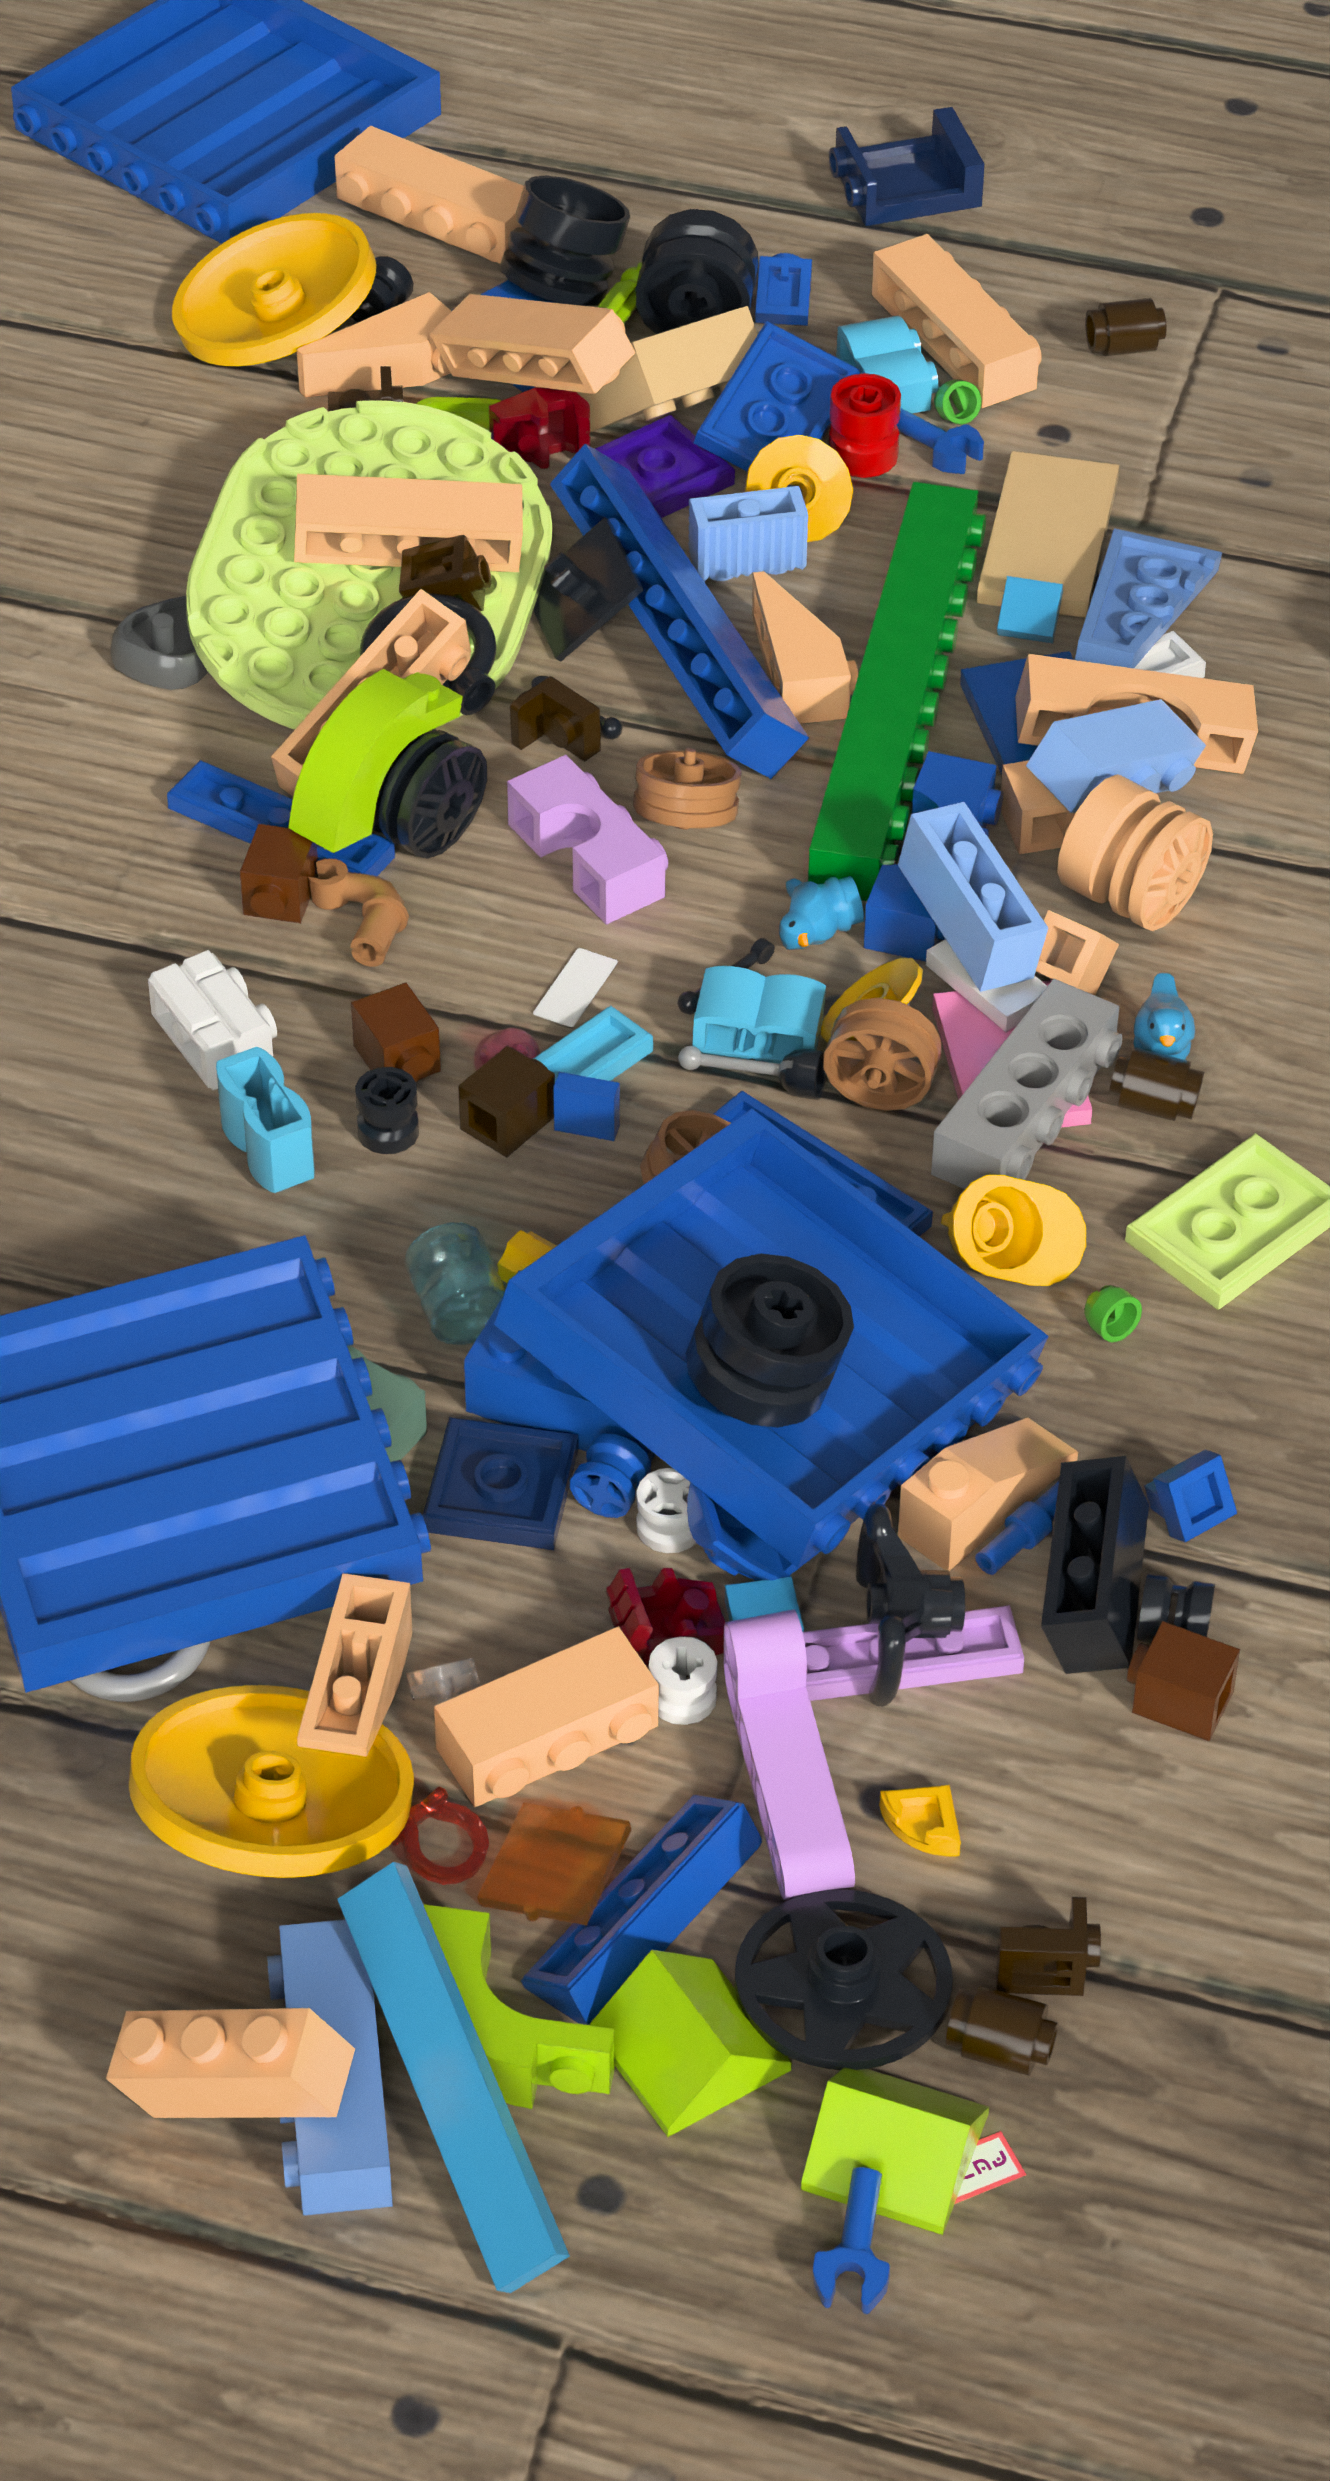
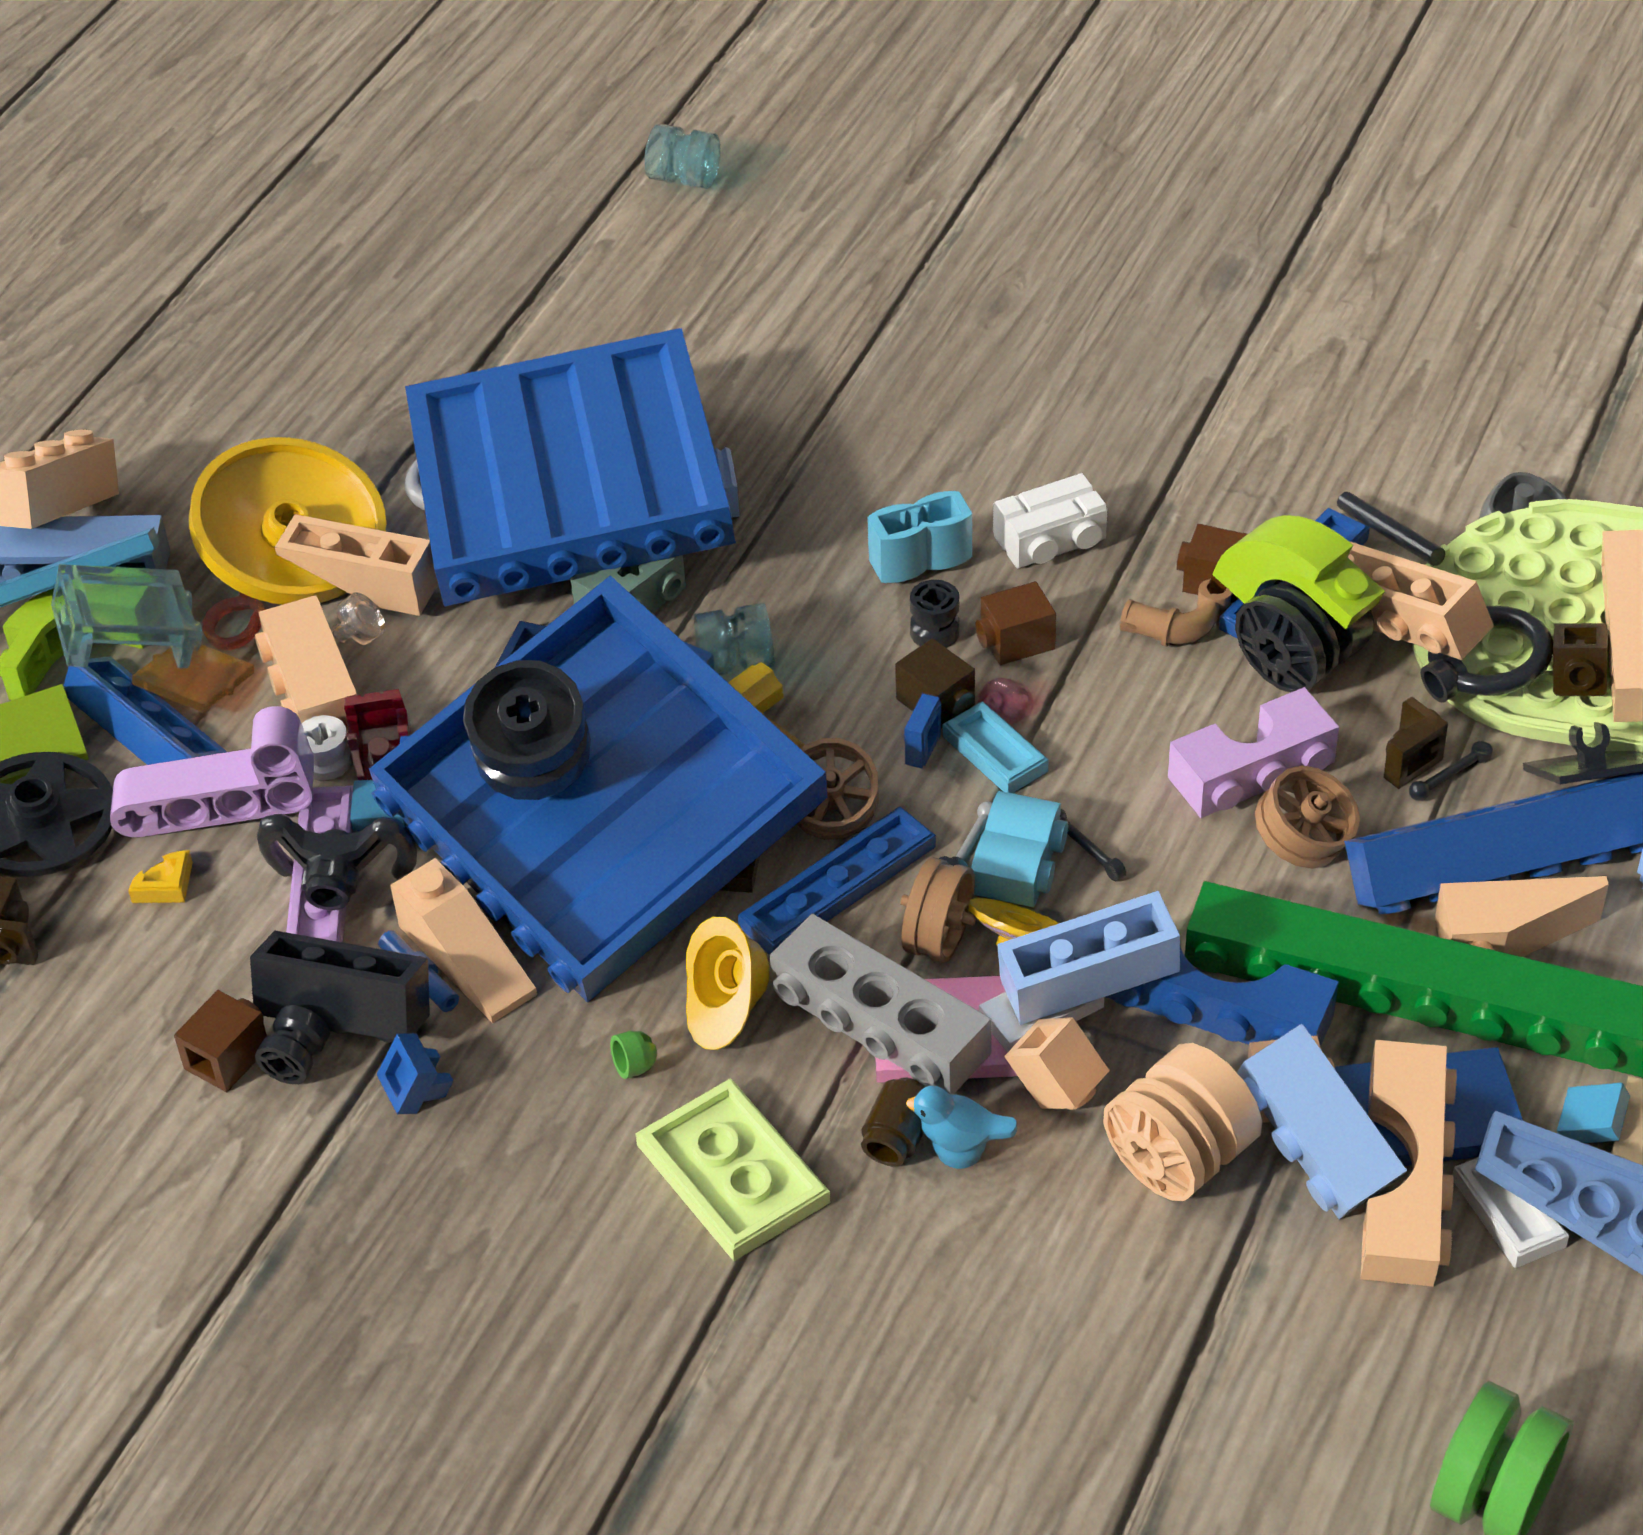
camera: 100 degrees right, 0 degrees up
(212, 736) = (1391, 528): none -> black bar
(518, 1905) = (123, 608): none -> clear light blue panel
(575, 987) = (1089, 751): white sticker -> none
(819, 911) = (1126, 884): dark azure animal -> none

